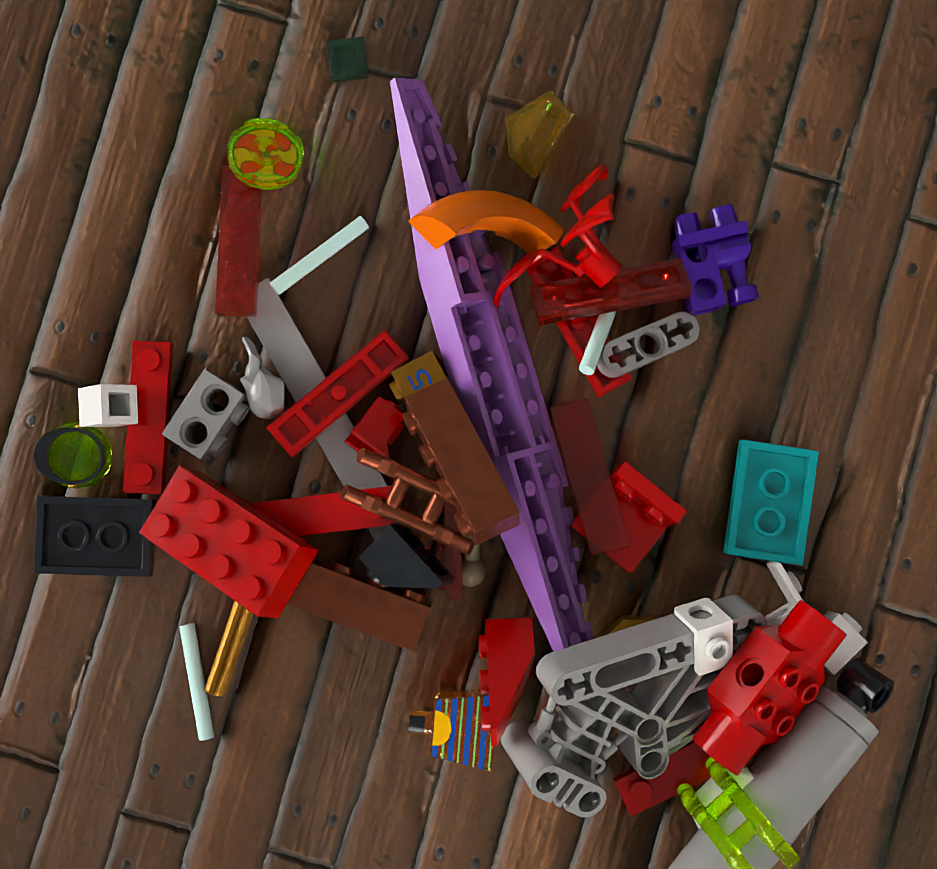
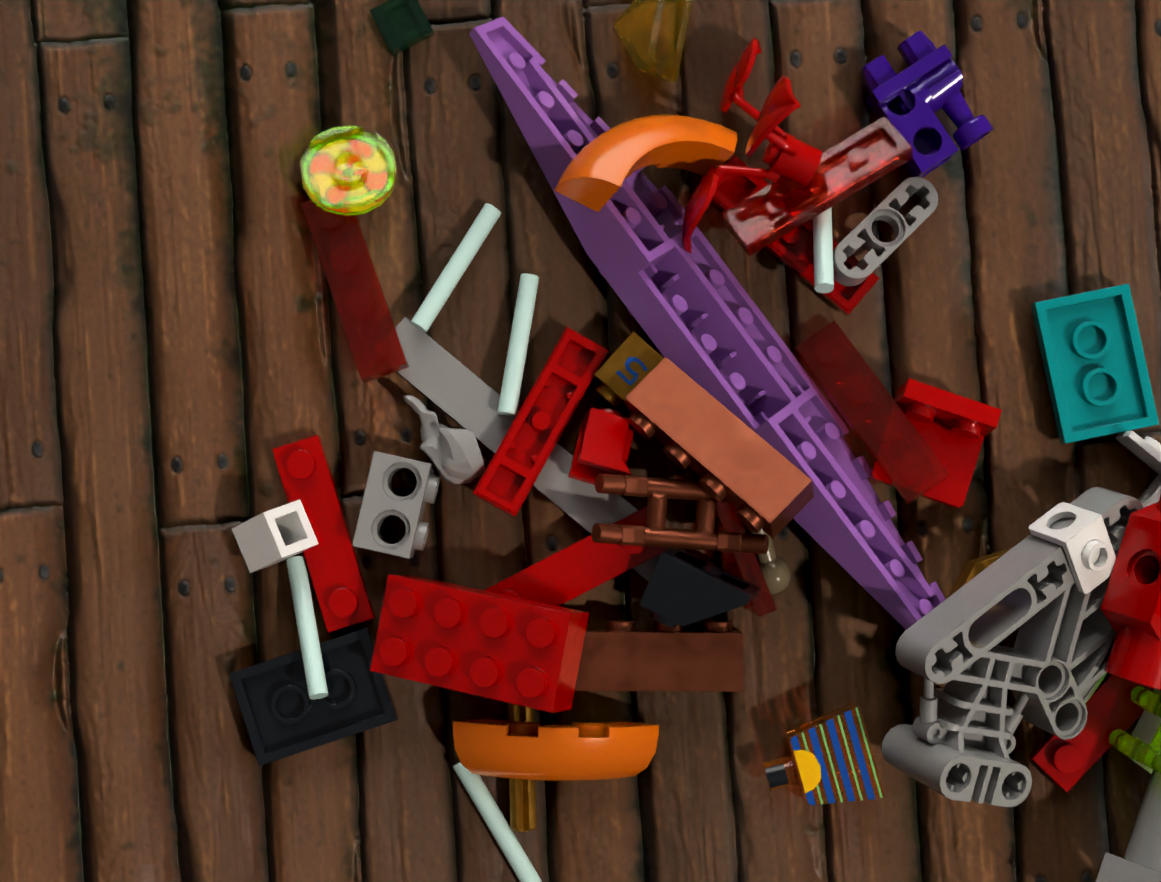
camera: 20 degrees left, 0 degrees up
(73, 455) = (253, 610): clear neon green piece -> none
(106, 483) = (307, 627): none -> light aqua bar
(257, 645) = (554, 751): none -> orange brick
(344, 330) = (518, 345): none -> light aqua bar
(509, 668) = (860, 664): red slope -> none

